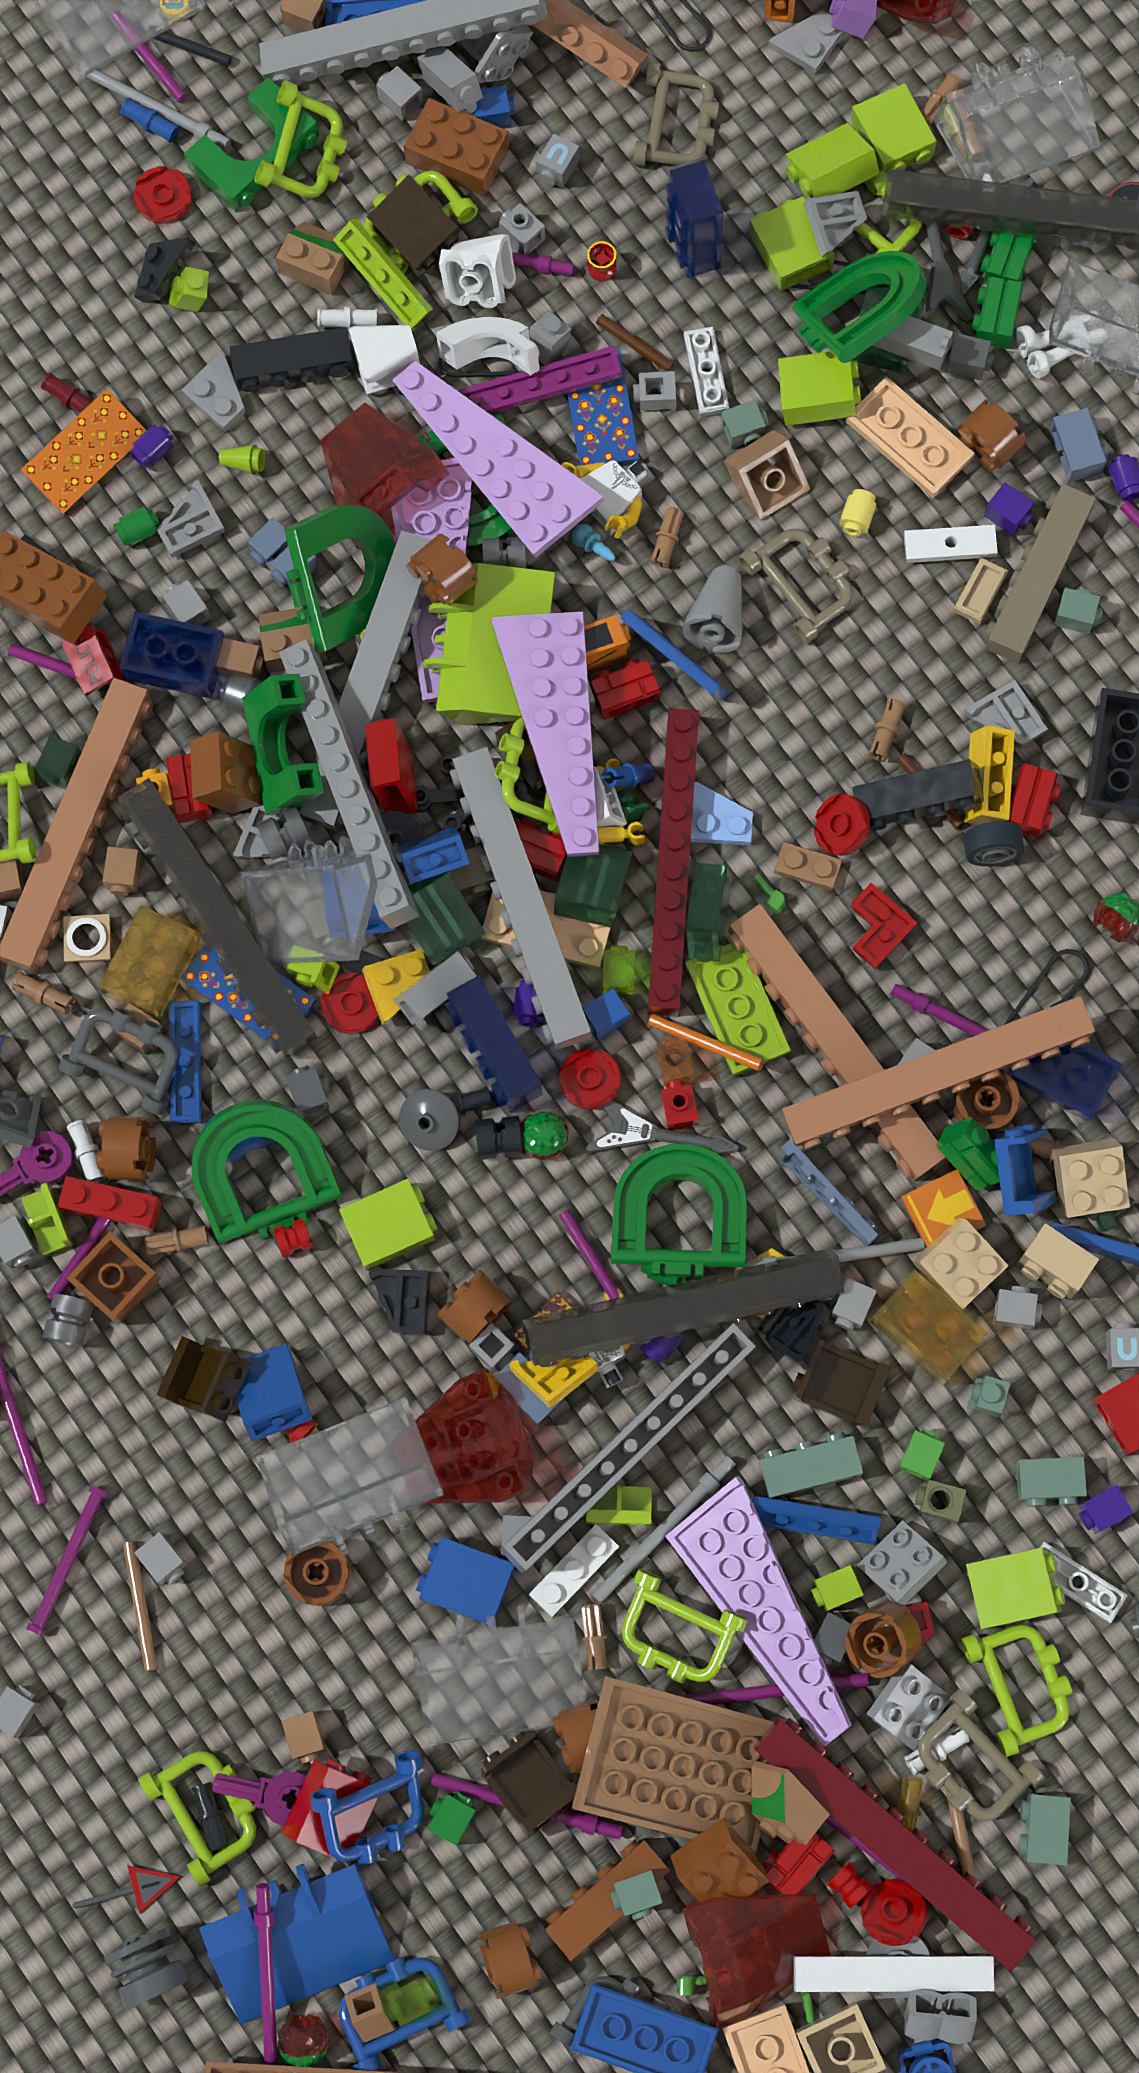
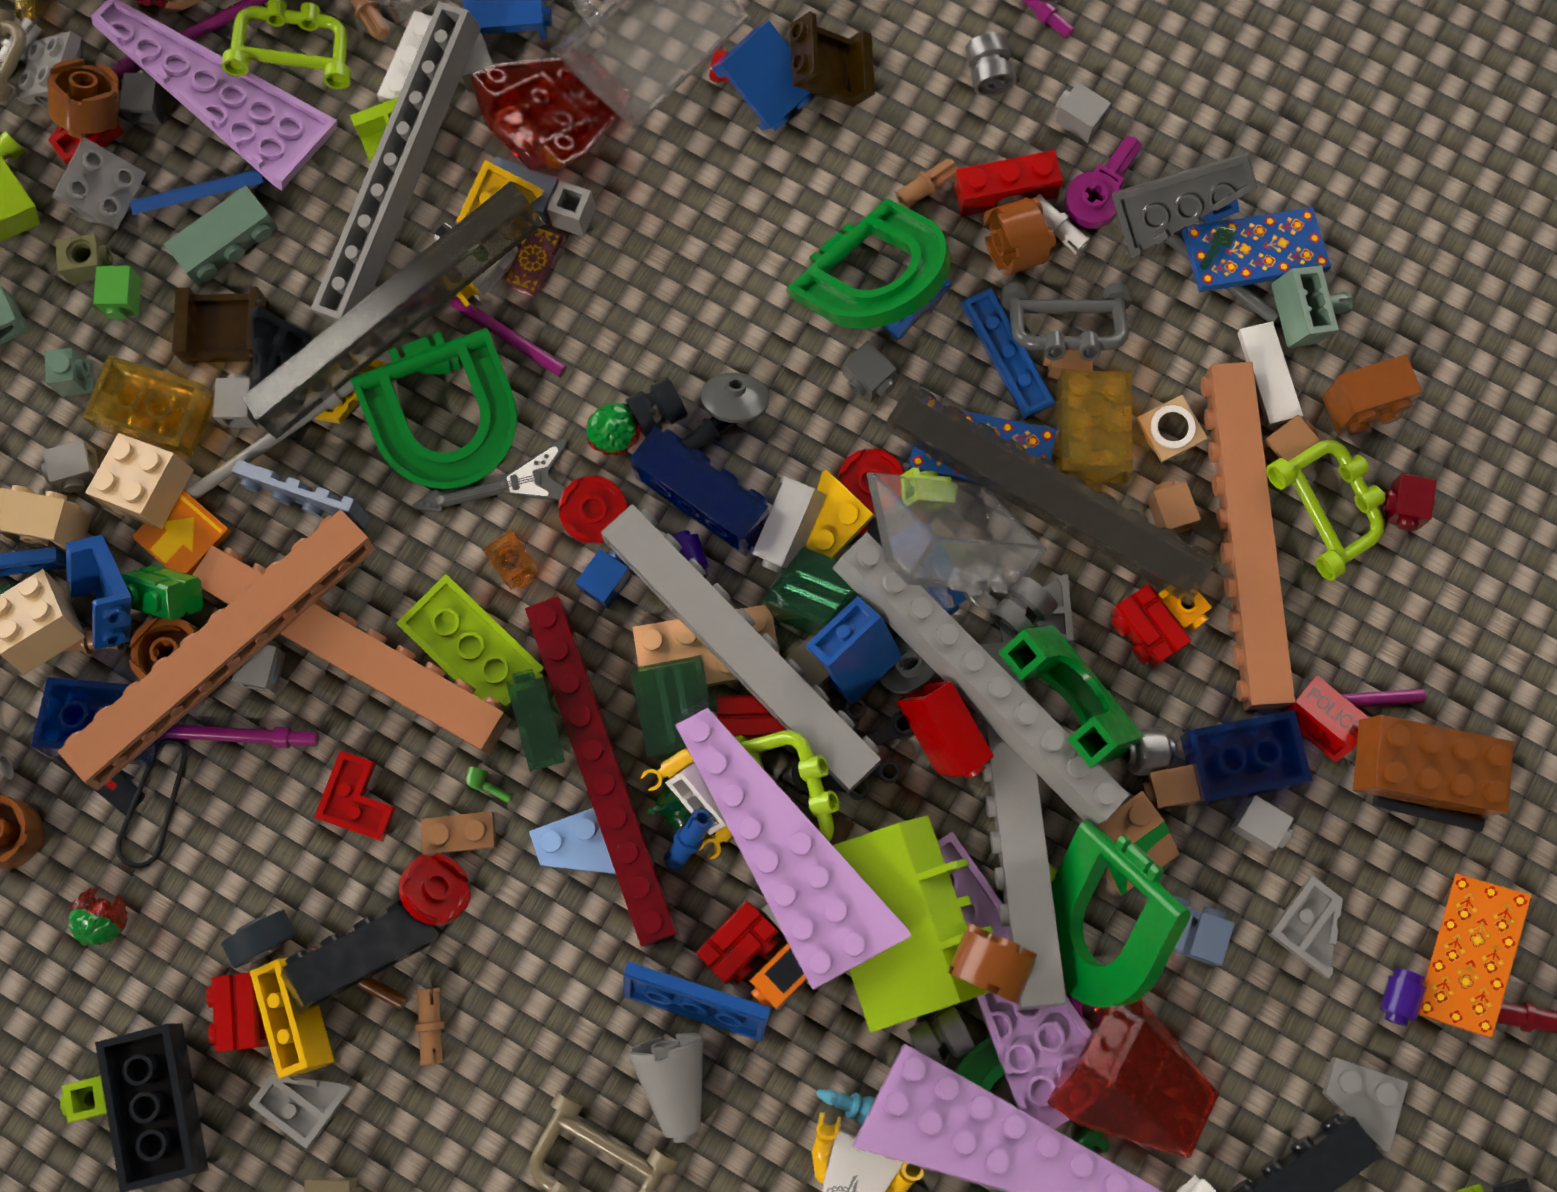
camera: 155 degrees right, 0 degrees up
(43, 993) = (1184, 354): medium nougat pin -> none
(47, 1221) = (1072, 155): lime panel -> none
(57, 762) = (1303, 591): clear green brick -> none
(84, 1249) = (1012, 126): magenta bar -> none
(113, 1278) = (966, 116): dark orange brick -> none
(136, 526) = (1367, 893): green brick -> none
(224, 773) = (1121, 645): dark orange brick -> none
(244, 458) = (1290, 1030): lime cone -> none
(292, 1238) = (815, 230): red wheel -> none
(388, 1224) = (728, 282): lime brick -> none
(404, 1298) = (681, 224): black wing -> none
(475, 1307) = (603, 233): dark orange brick -> none
(619, 970) = (609, 630): clear neon green brick -> none
(667, 537) = (770, 1150): medium nougat axle -> none
(676, 1116) = (482, 507): red brick -> none
(706, 1042) = (482, 592): orange bar -> none
(708, 1484) = (316, 182): light grey bar -> none
(836, 1589) = (155, 141): lime brick -> none

